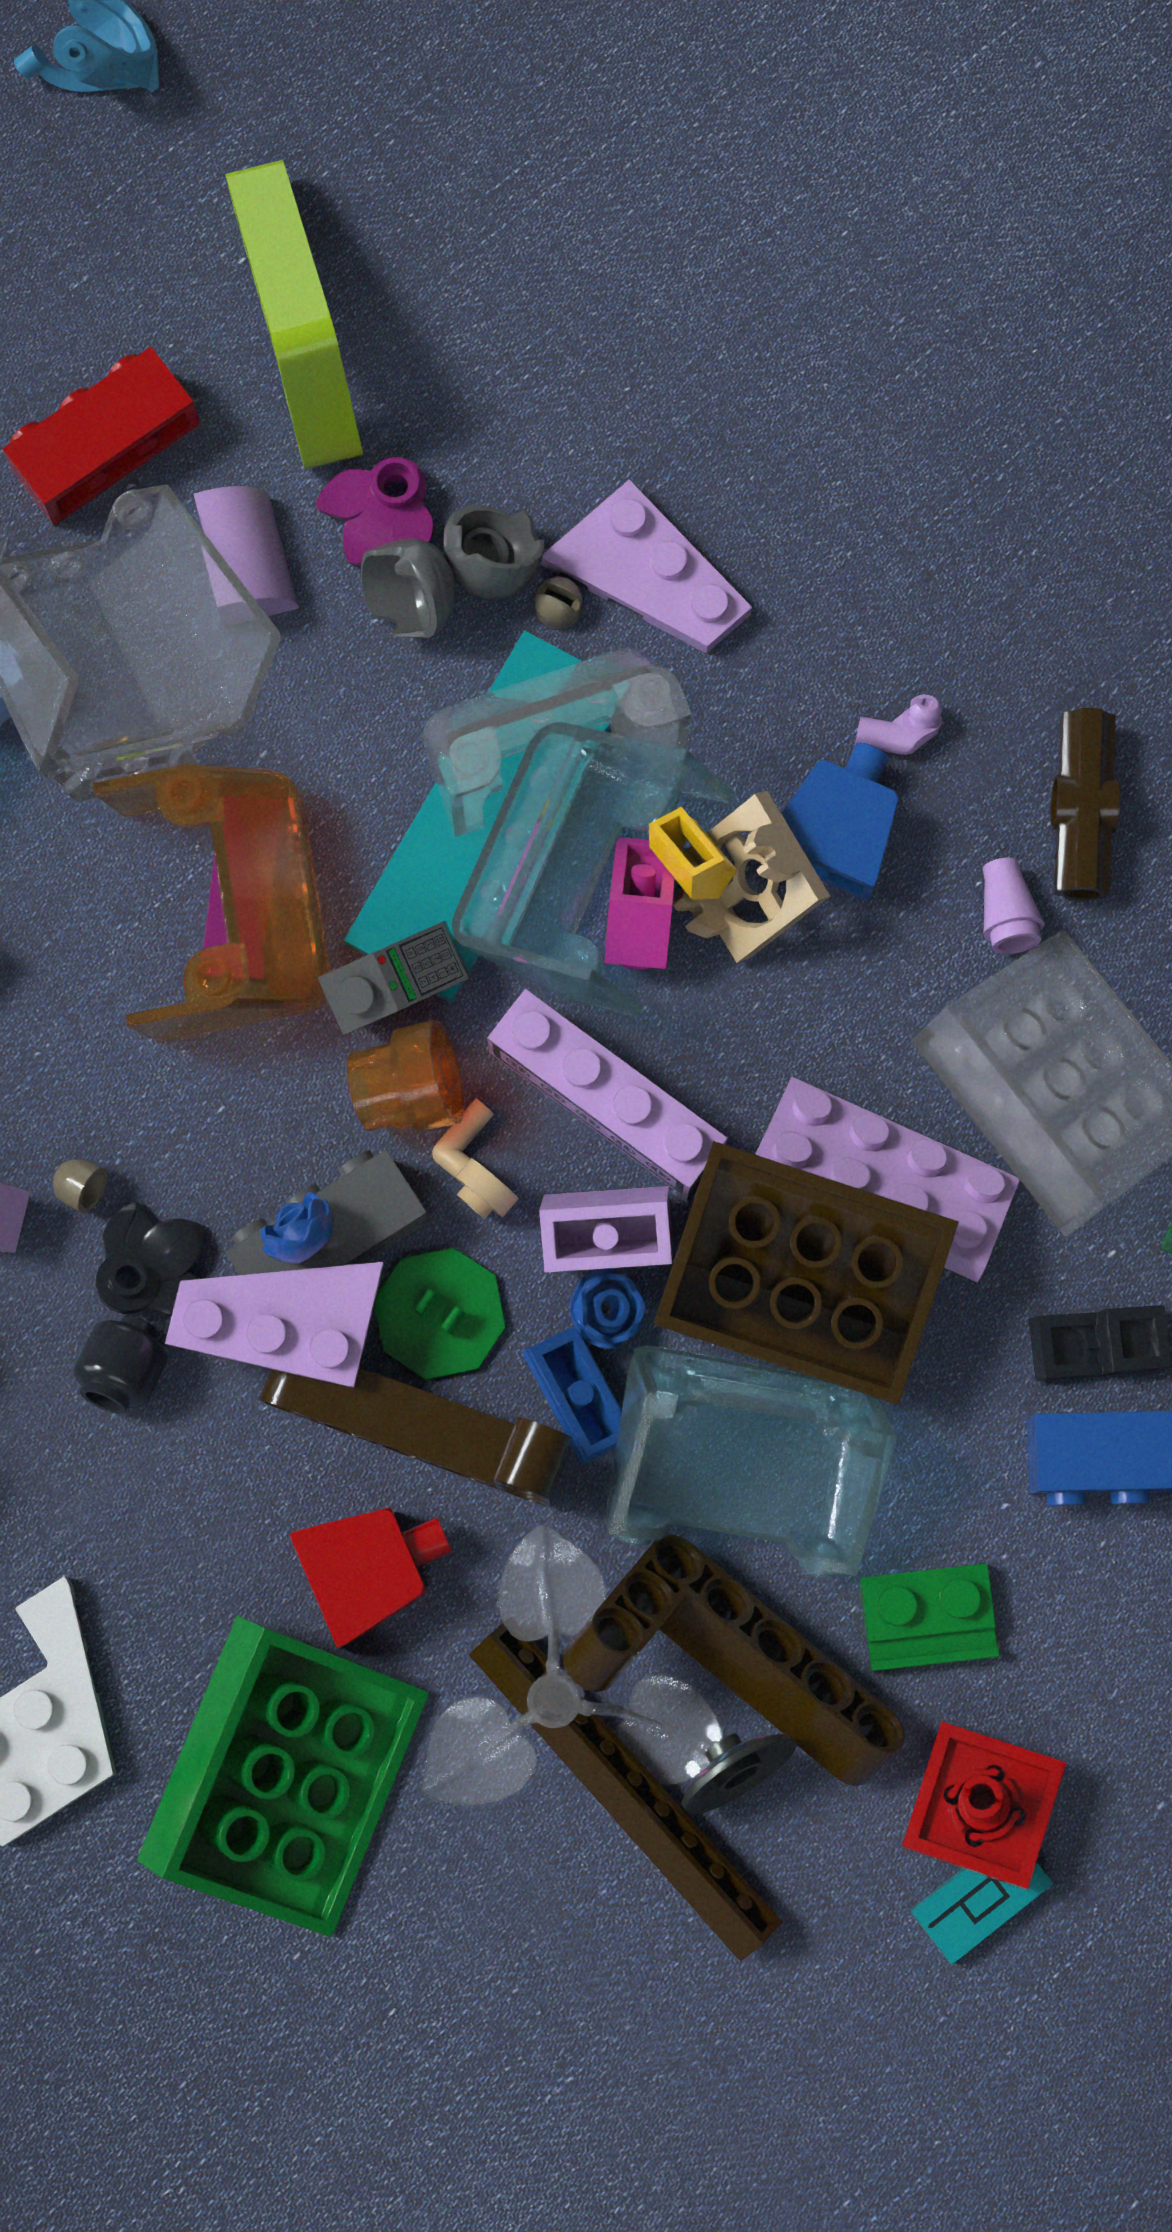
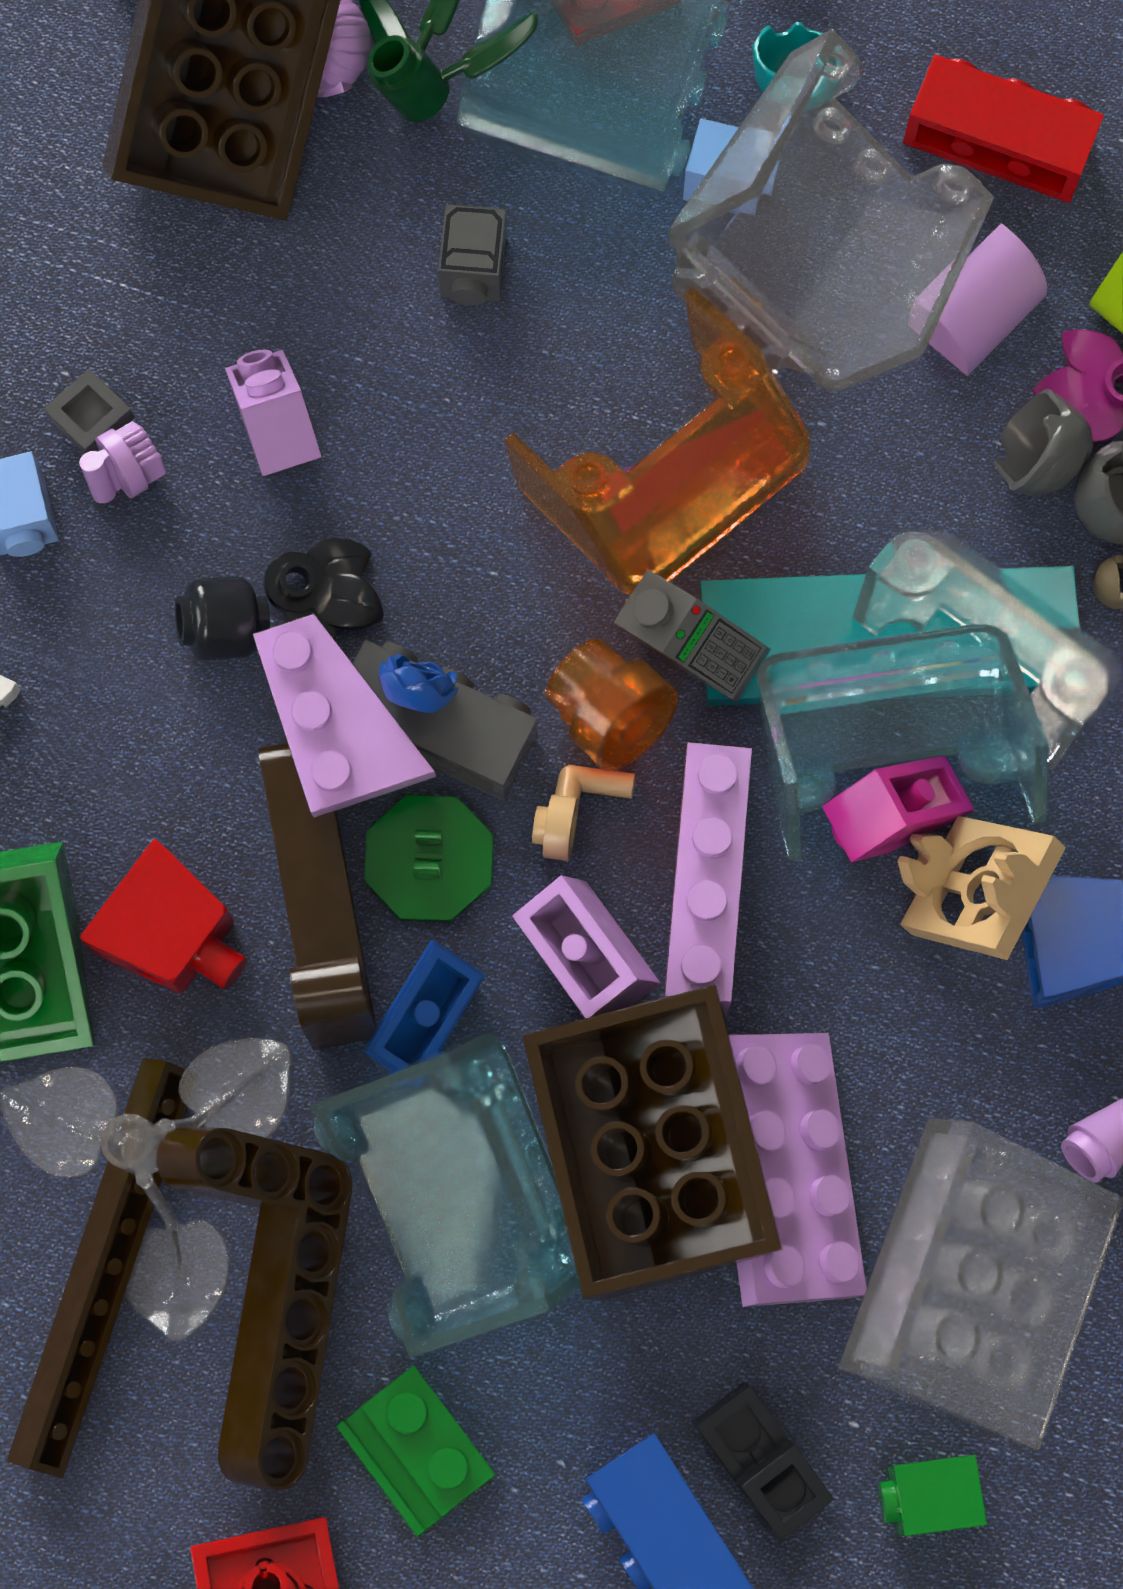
camera: 60 degrees right, 5 degrees down
(79, 1184) = (355, 496): dark tan hinge -> none
(623, 1303) = (519, 1014): blue plate -> none
(667, 840) = (967, 795): yellow piece -> none
(736, 1769) = (171, 1352): pearl dark grey dish -> none

